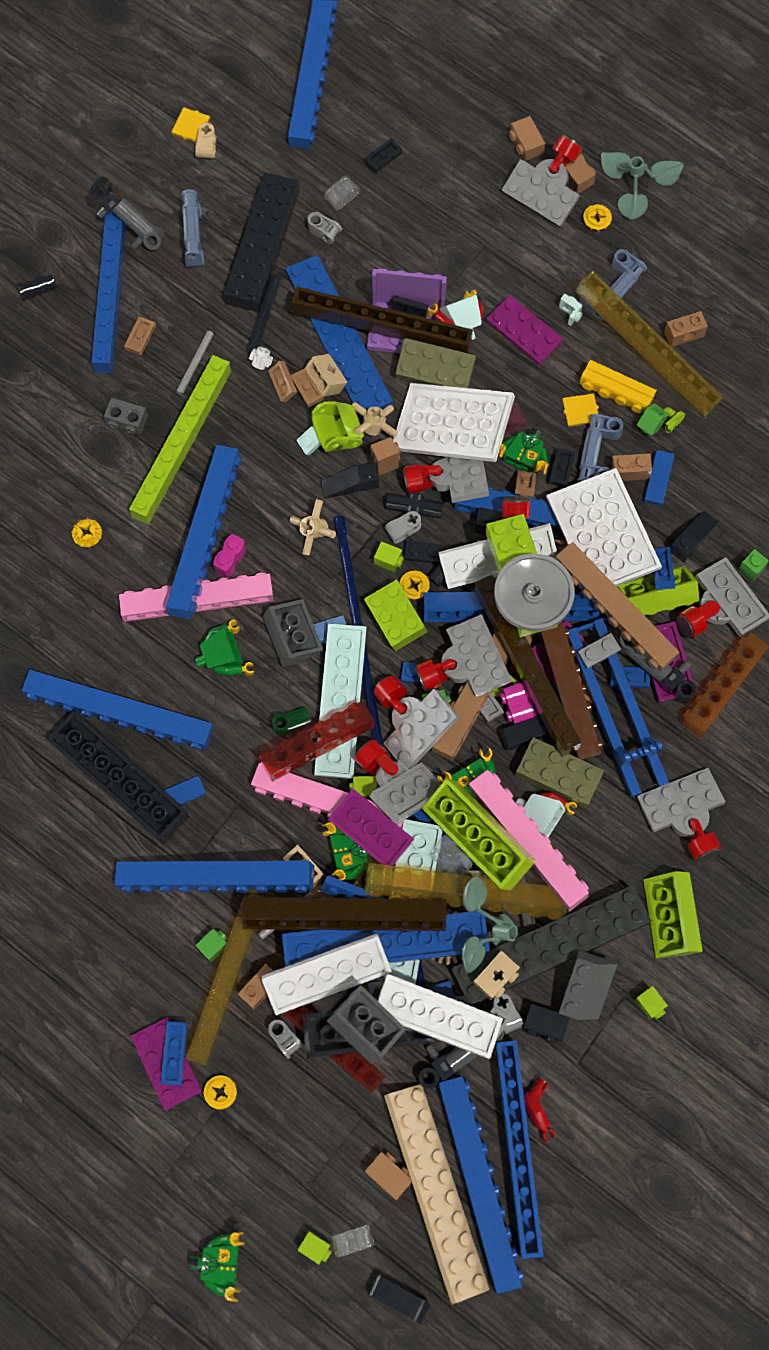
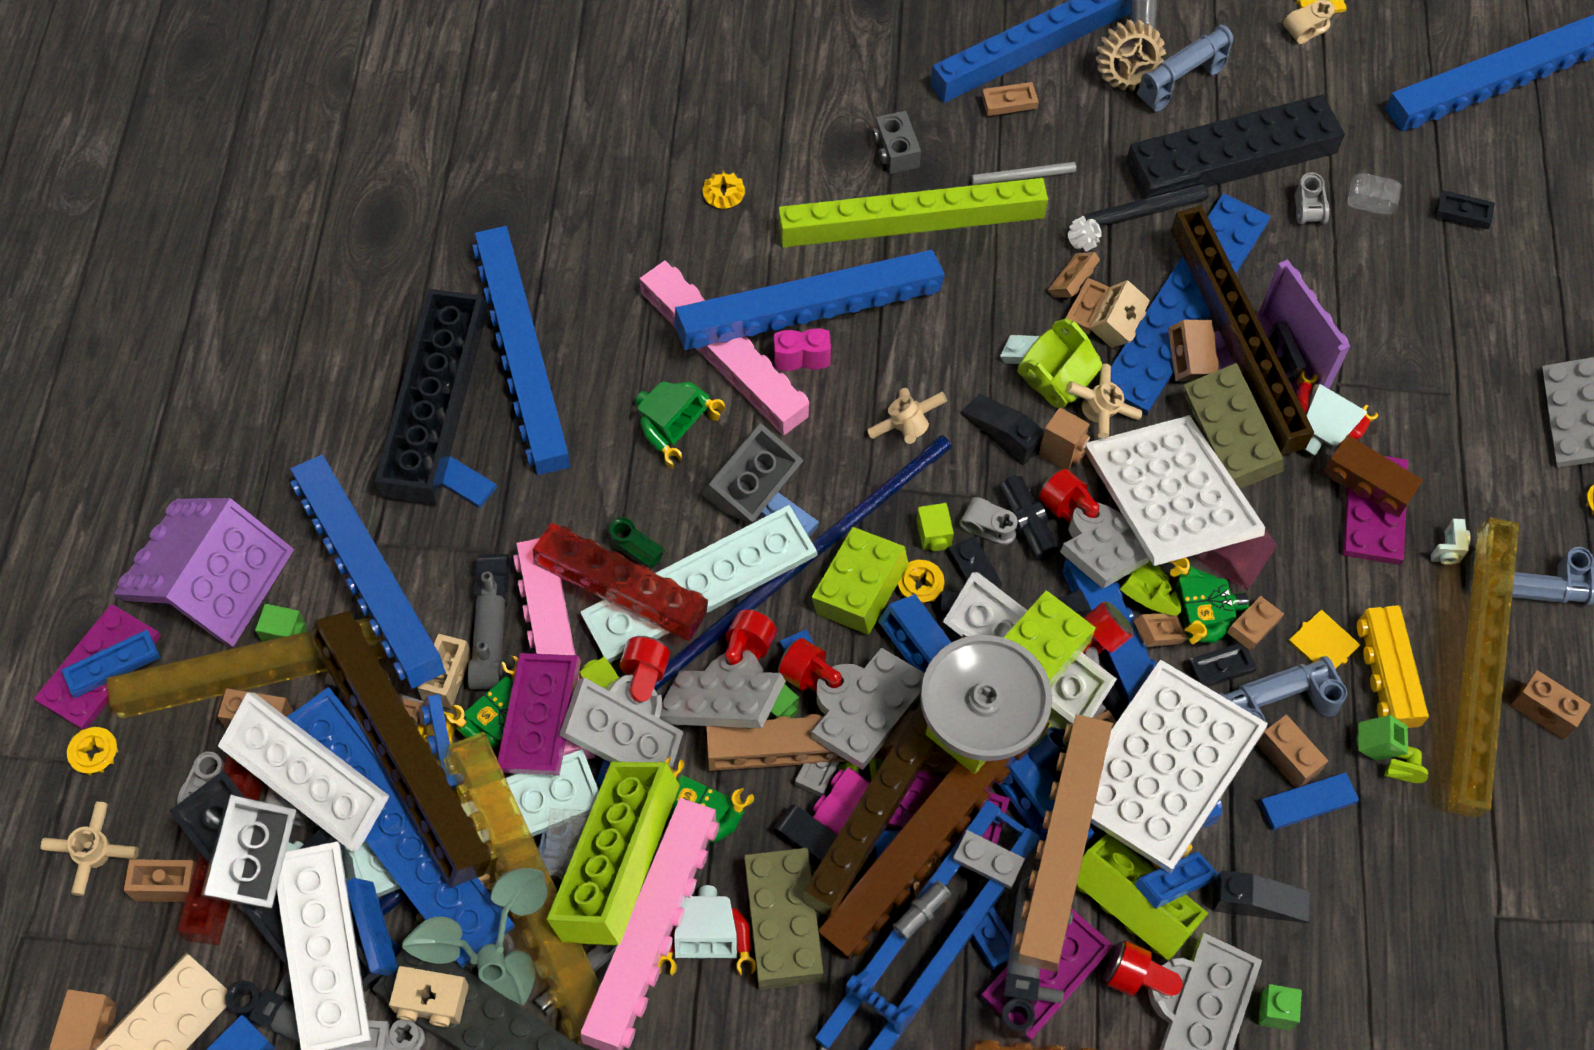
camera: 55 degrees right, 10 degrees down
(142, 969) = (207, 564): none -> medium lavender bracket
(164, 252) = (1135, 64): none -> tan gear
(272, 819) = (491, 599): none -> dark grey piece
(290, 1128) = (89, 838): none -> tan bar
(331, 1088) = (159, 880): none -> medium nougat brick
(376, 353) = (1193, 349): none -> medium nougat brick
(440, 985) = (371, 927): none -> blue tile
(500, 473) = (1151, 588): none -> lime brick
(512, 319) = (1373, 476): none -> reddish brown brick
(551, 435) = (1255, 623): none -> medium nougat plate
(604, 701) = (922, 910): none -> dark grey pin

